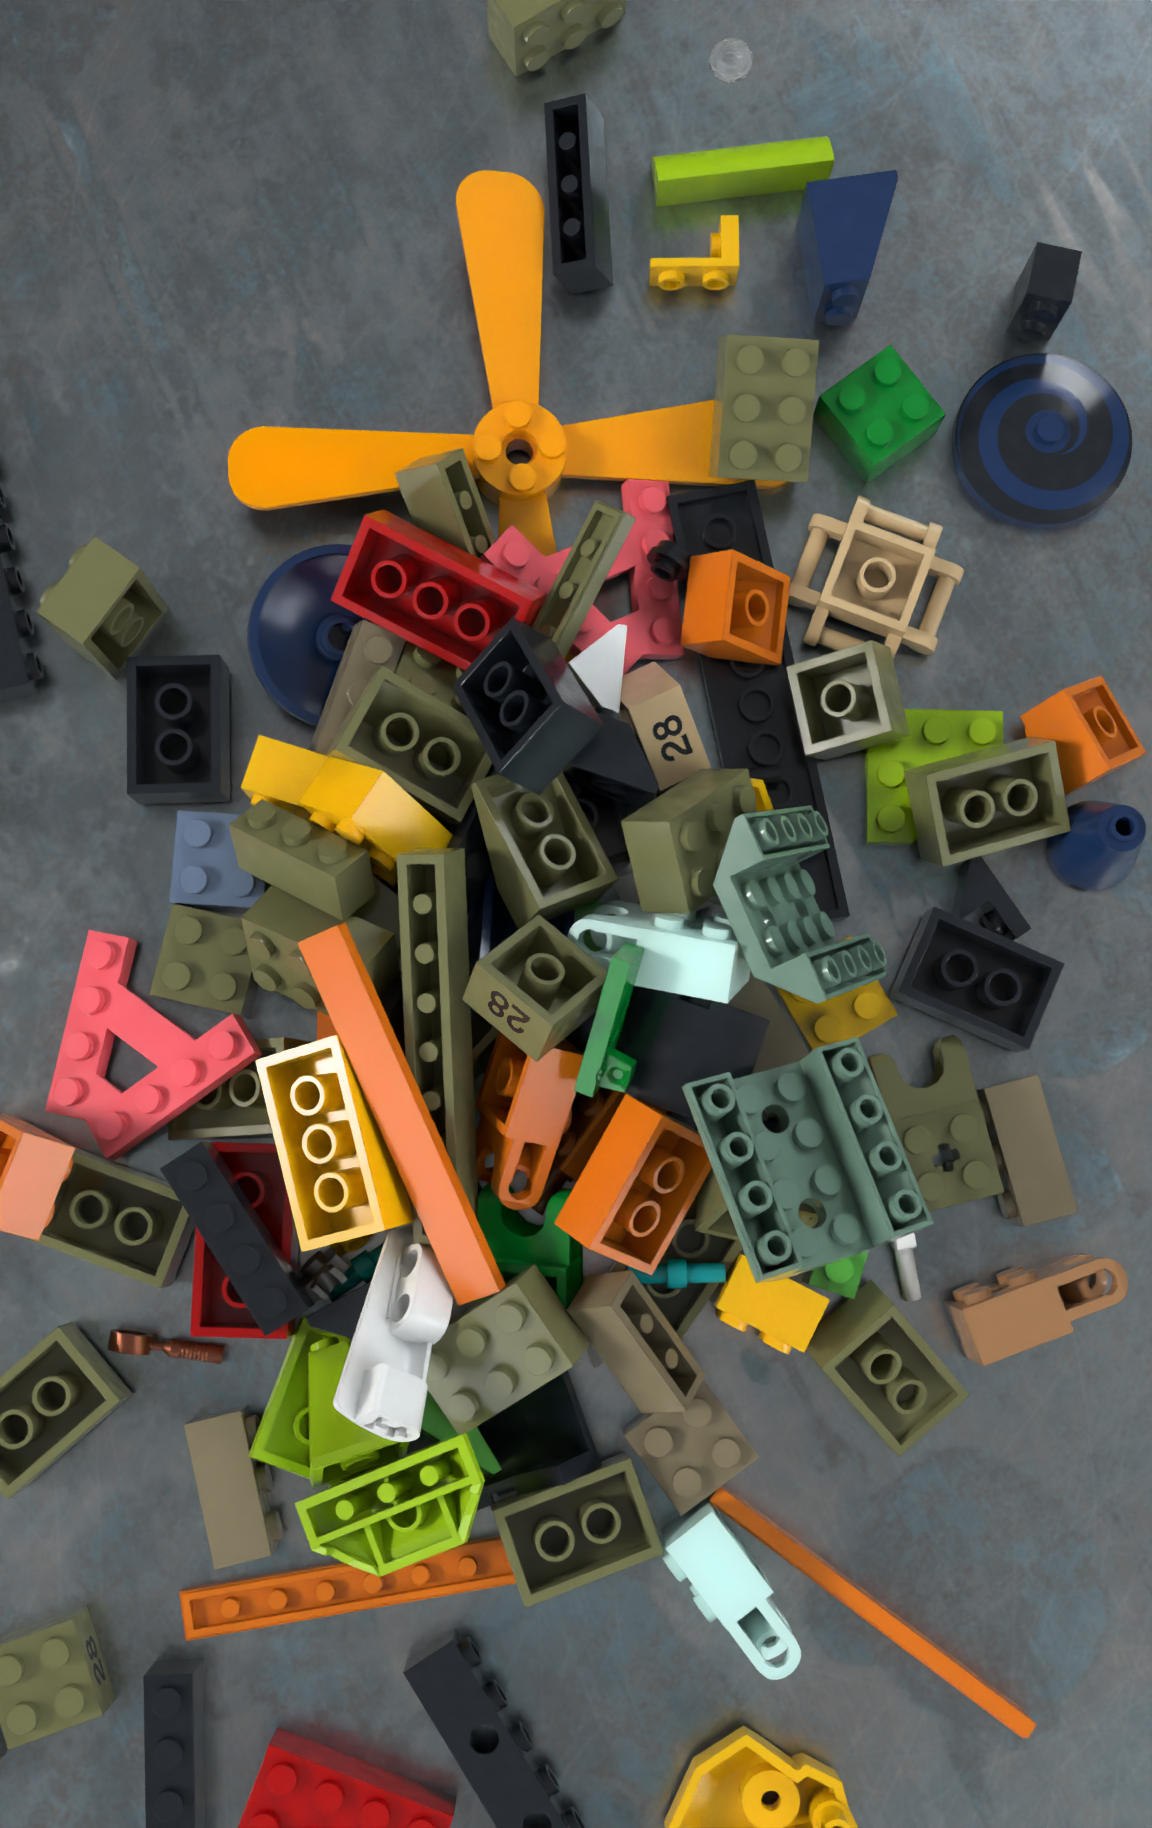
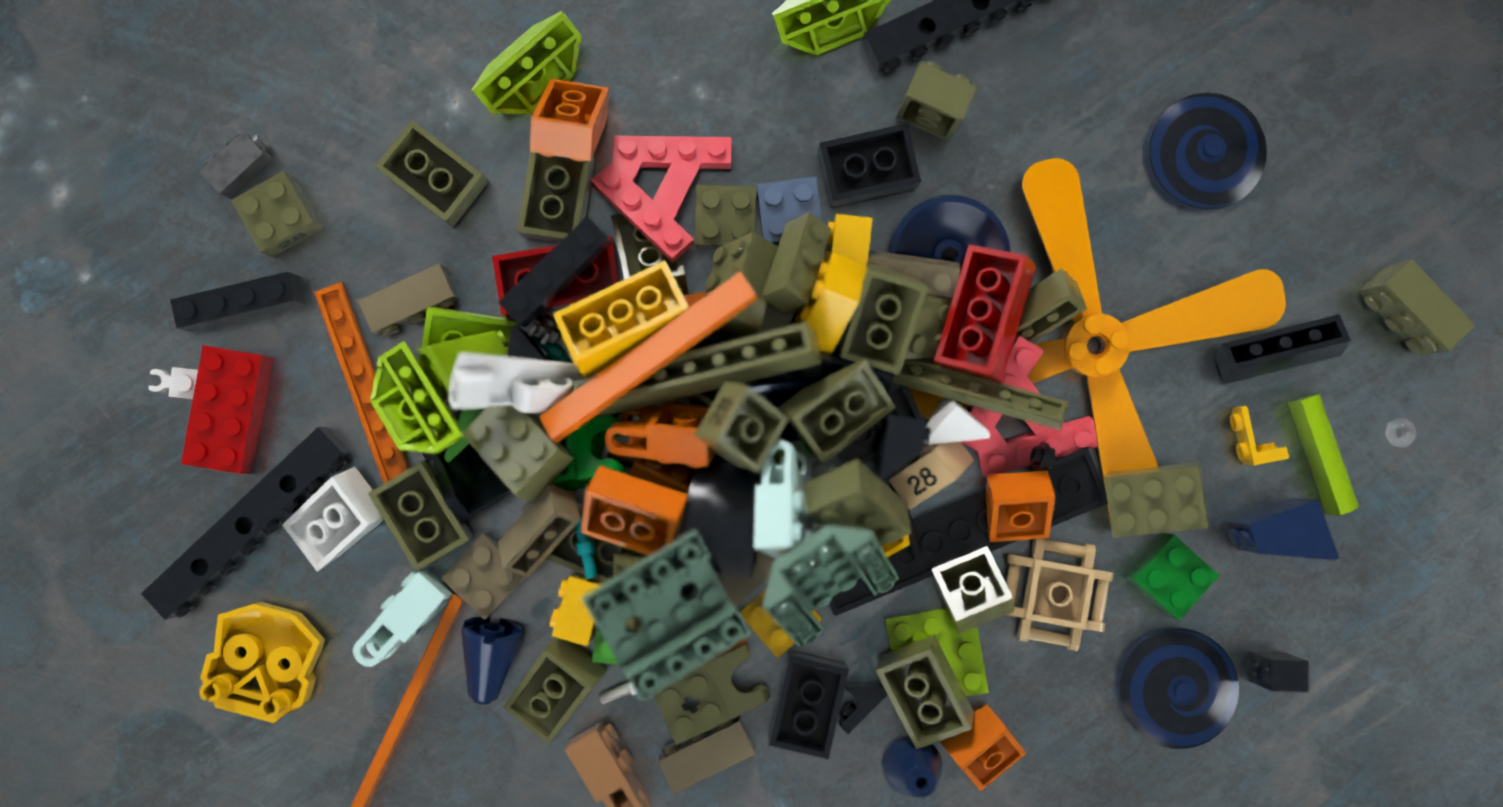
camera: 80 degrees right, 5 degrees up
(142, 1343) = (484, 225): copper piece -> none
(267, 244) = (1206, 152): none -> dish
(526, 706) = (920, 384): black brick -> none
(554, 1674) = (334, 518): none -> white slope
(601, 1062) = (703, 476): green hinge -> none
(815, 1463) = (488, 655): none -> dark blue cone

